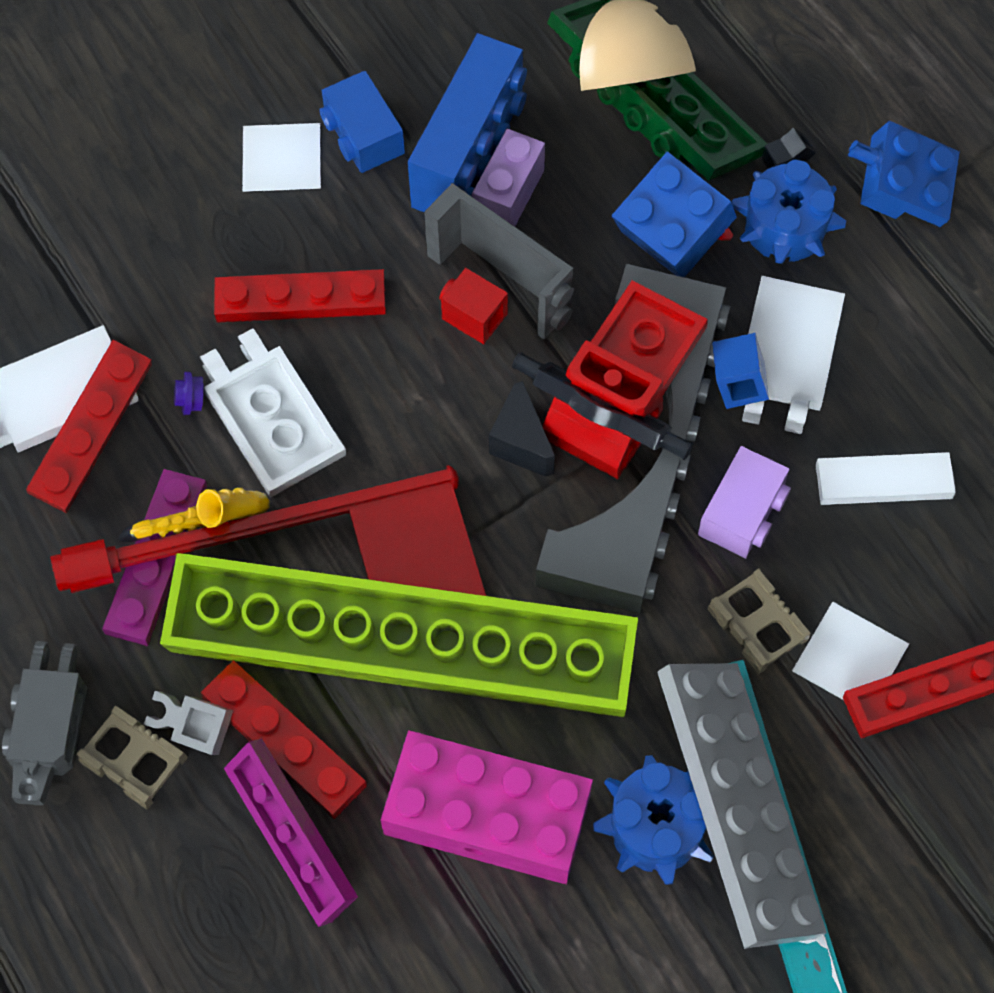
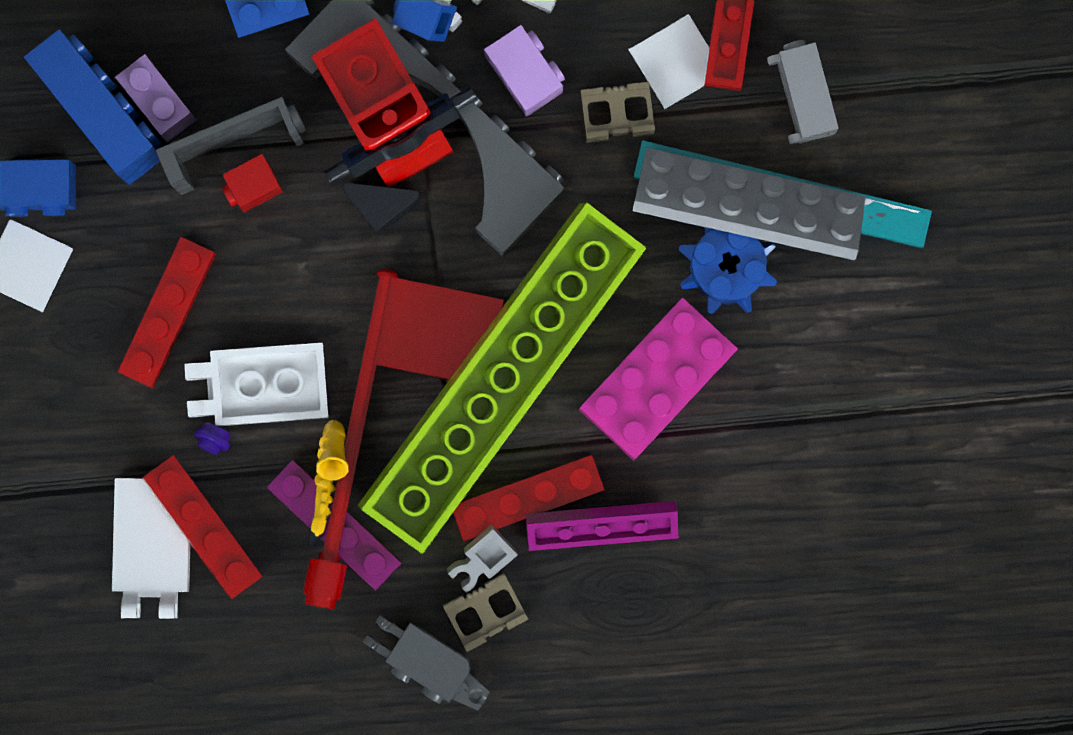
camera: 60 degrees left, 20 degrees up
(902, 806) = (805, 91): none -> light grey brick

